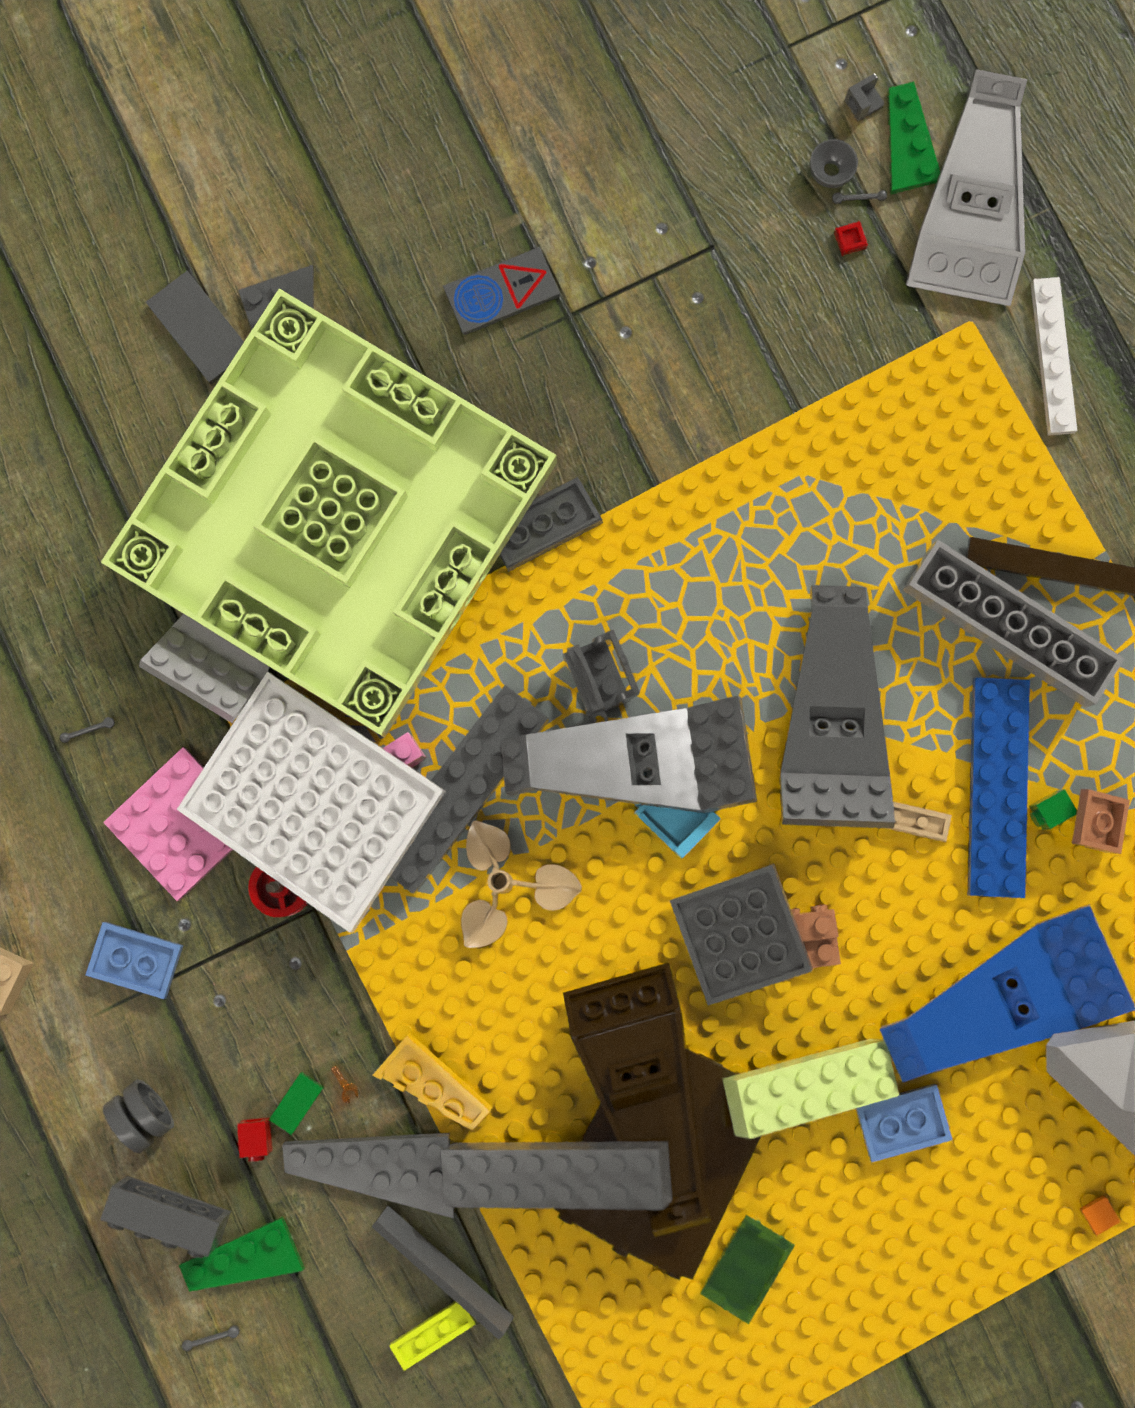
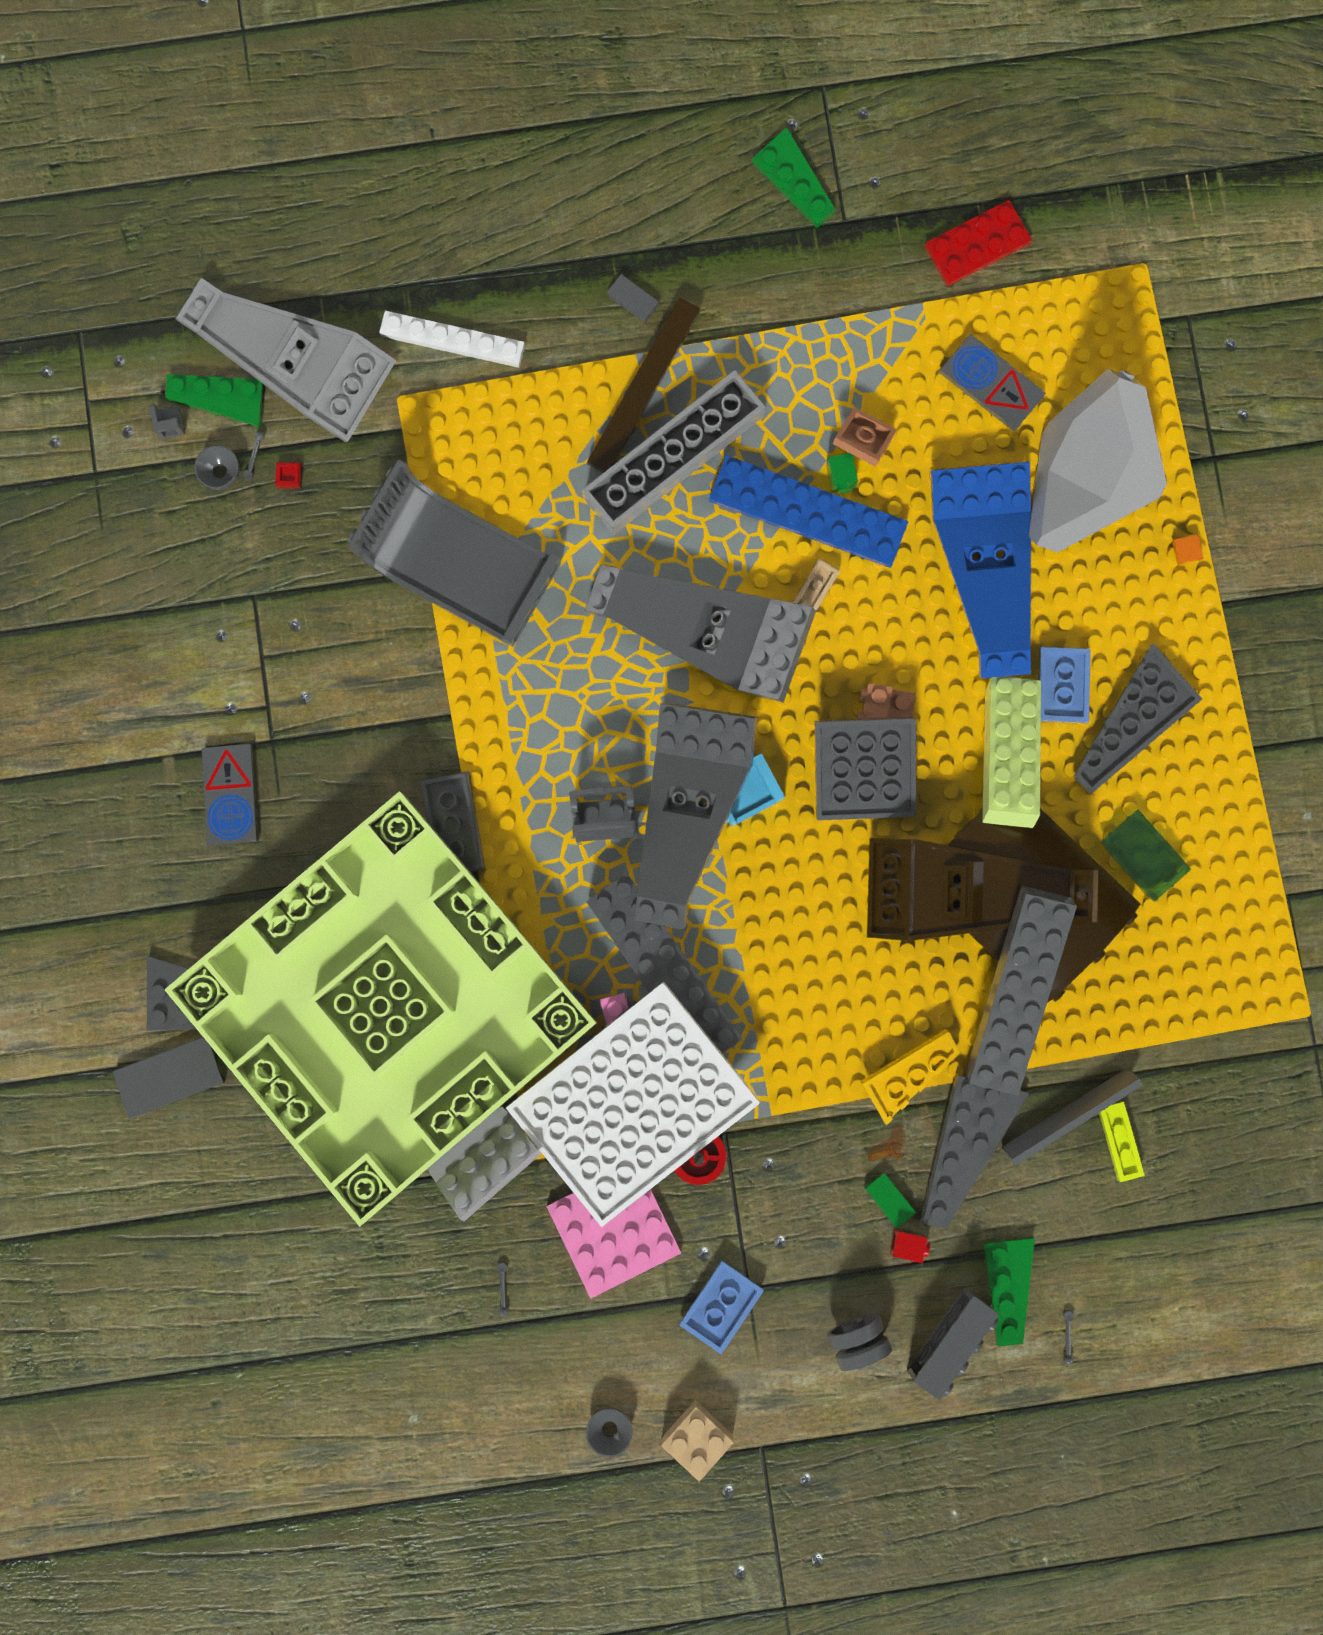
camera: 70 degrees left, 0 degrees up
(487, 846) = (721, 964): tan plant -> none
(822, 429) = (452, 556): none -> dark grey panel
(907, 1221) = (1146, 709): none -> dark grey wing

